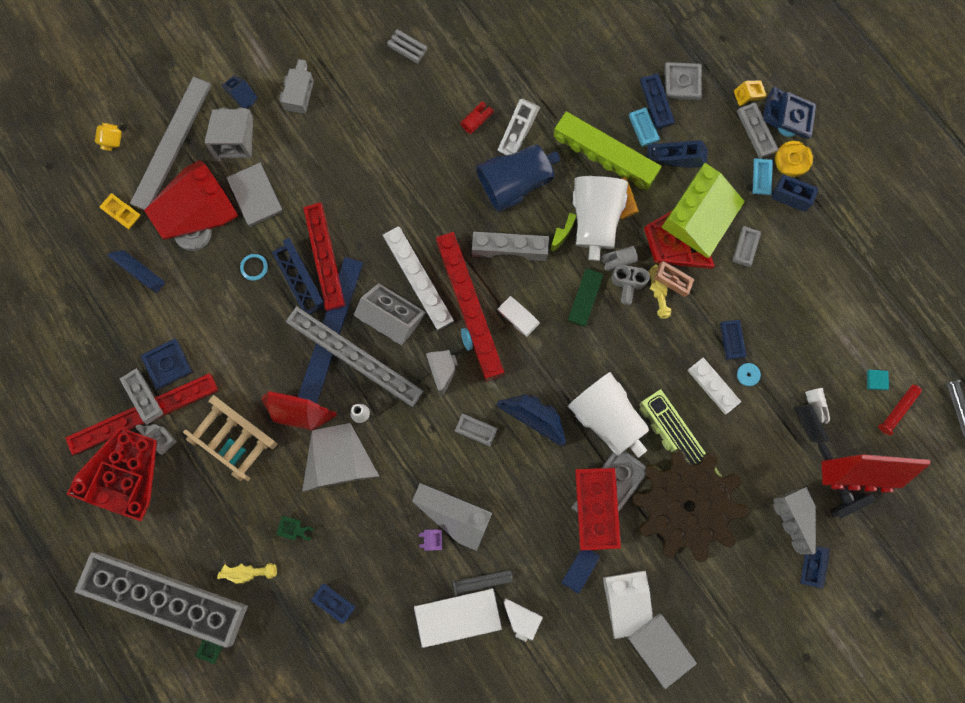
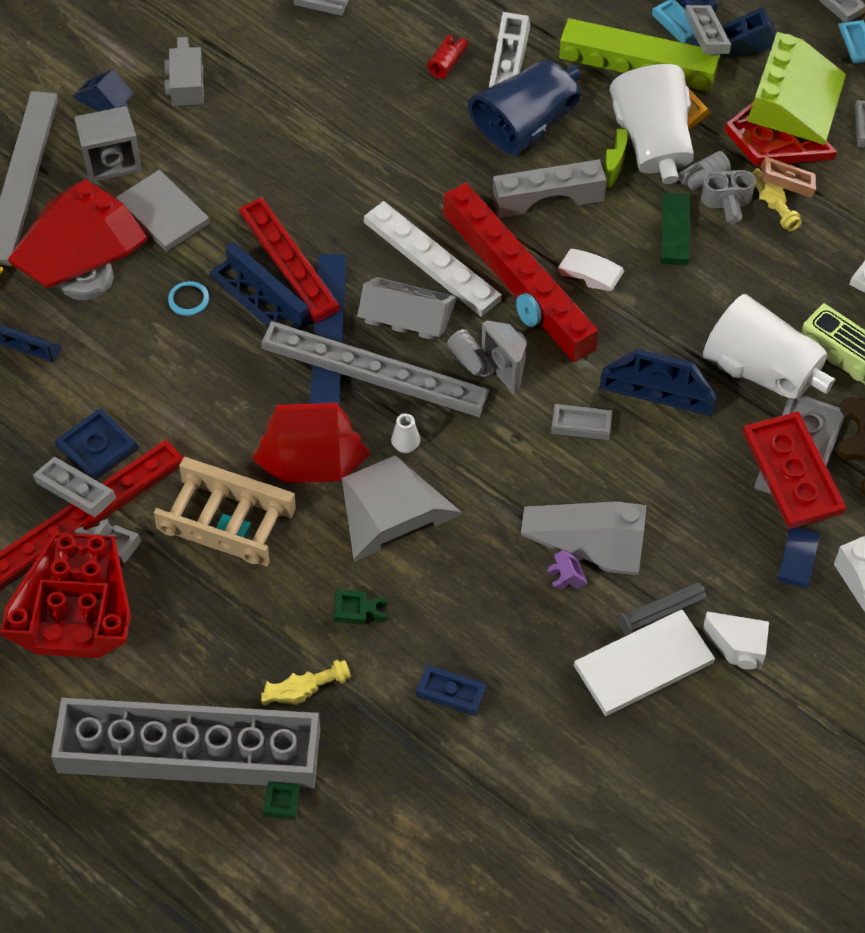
camera: 15 degrees left, 20 degrees down
(419, 362) = (470, 353): none -> light grey hinge
(658, 146) = (707, 29): none -> light grey plate

